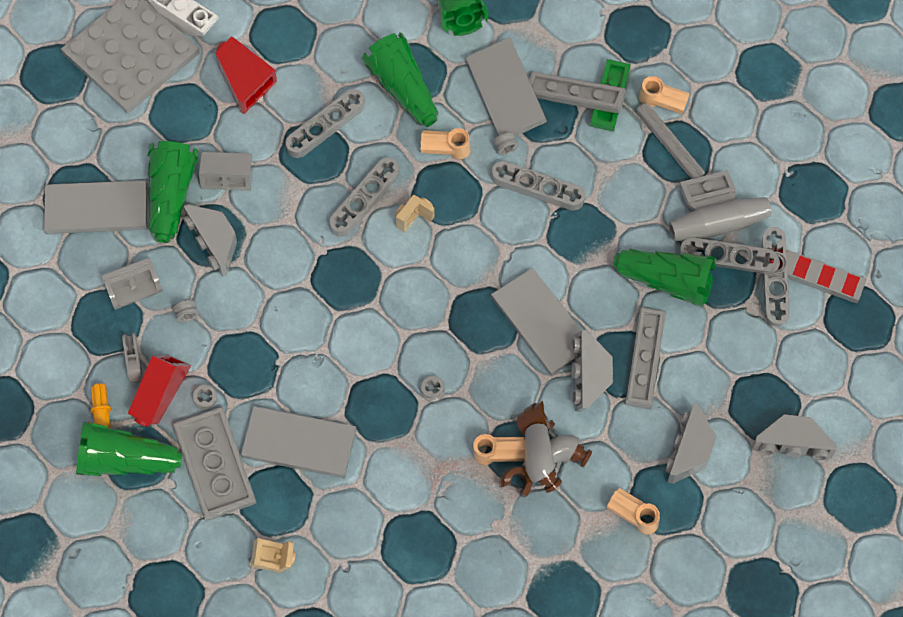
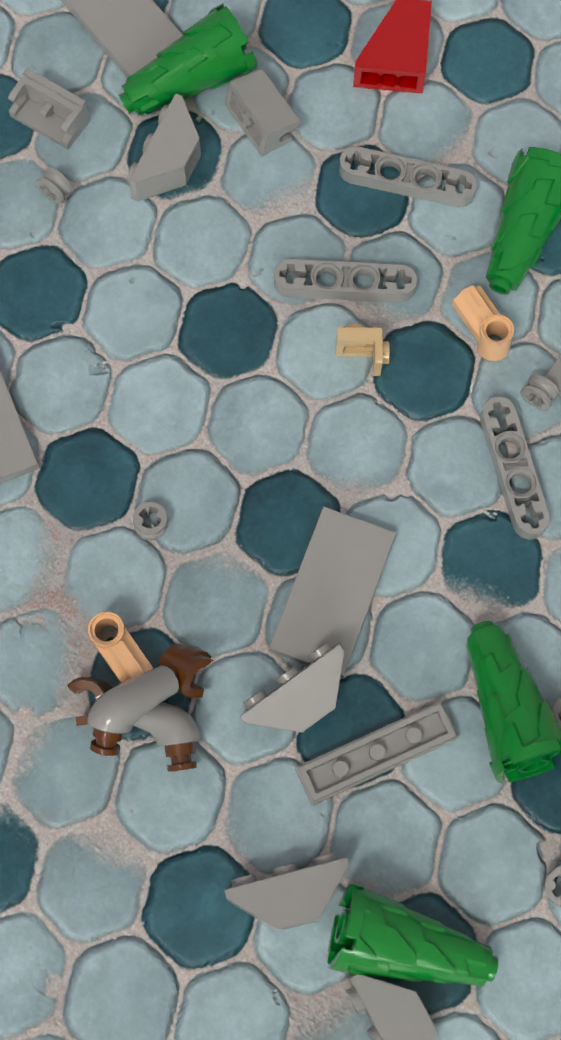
camera: 55 degrees right, 5 degrees up
(632, 510) = (149, 872): light nougat piece -> none
(751, 409) = (396, 942): none -> green cone

